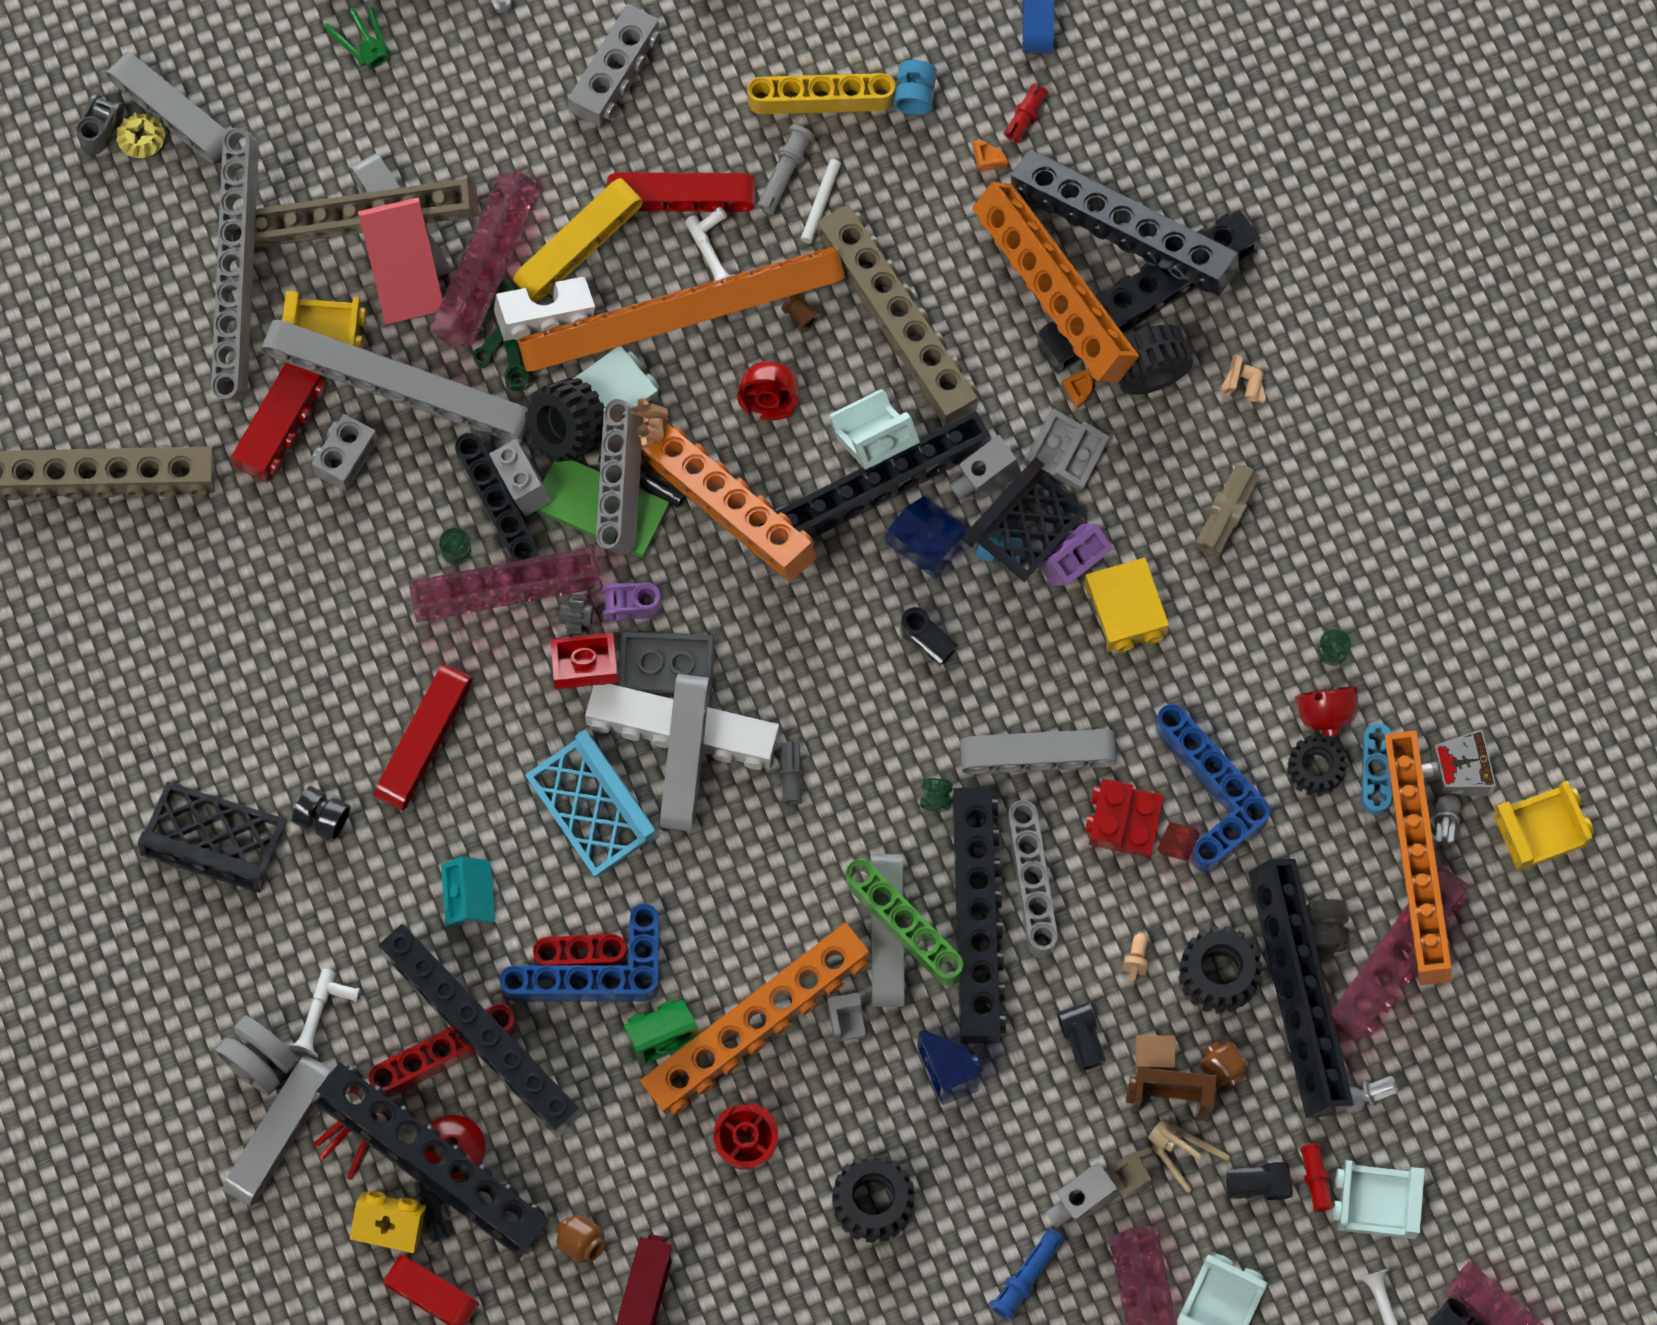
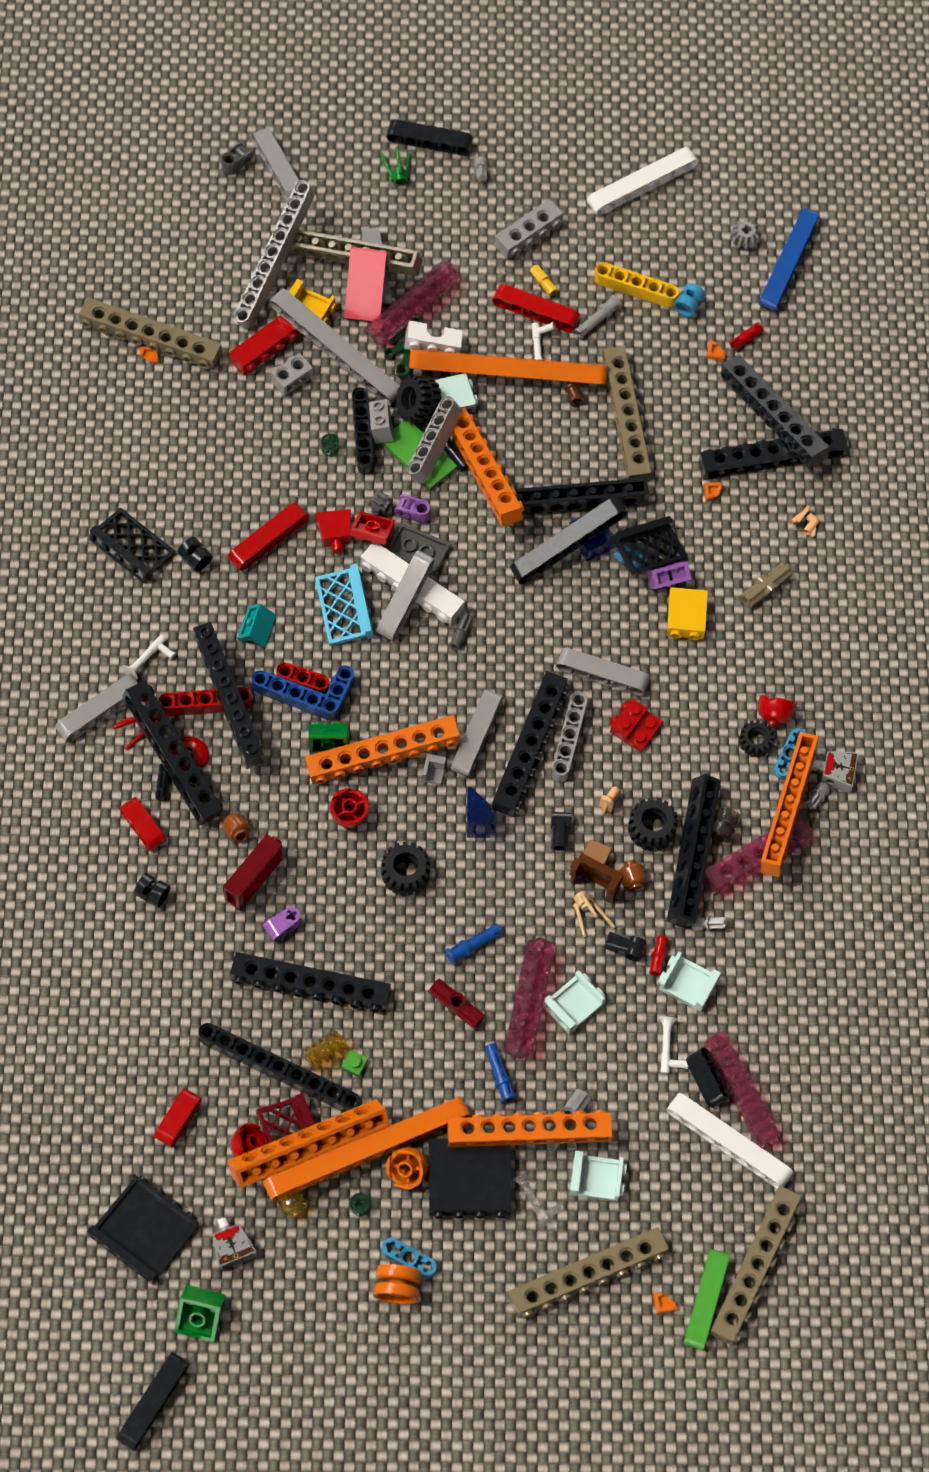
camera: 20 degrees right, 5 degrees down
(100, 507) = (149, 355): none -> orange tile
(148, 144) = (257, 179): light yellow gear -> none
(260, 1050) = (103, 662): light grey wheel -> none
(371, 1222) = (126, 776): yellow brick -> none
(505, 584) = (347, 473): clear pink brick -> none
(523, 683) = (334, 528): none -> red torso
(578, 239) = (467, 310): yellow beam -> none
(655, 413) = (467, 414): light nougat piece -> none
(673, 141) = (543, 280): none -> yellow axle
(768, 390) = (537, 427): red cylinder -> none
(820, 201) = (611, 341): white bar -> none
(873, 429) = (586, 467): light aqua panel -> none
(899, 562) = (568, 540): none -> beam
(910, 936) = (486, 737): bright green beam -> none
(929, 638) = (568, 588): black piece -> none
(936, 794) = (535, 672): clear green wheel -> none
(996, 465) = (640, 511): light grey torso -> none
(1055, 283) = (720, 427): orange brick -> none
(1067, 449) = (691, 520): light grey slope -> none
(1095, 1187) = (523, 913): light grey torso -> none
(1131, 1174) = (553, 911): dark tan panel -> none
(1160, 362) = (757, 487): black tyre -> none
(1178, 841) = (660, 748): clear red tile -> none
(1216, 785) = (696, 726): blue beam -> none
(1335, 640) = (794, 675): clear green wheel -> none
(1543, 826) = (871, 820): yellow panel -> none

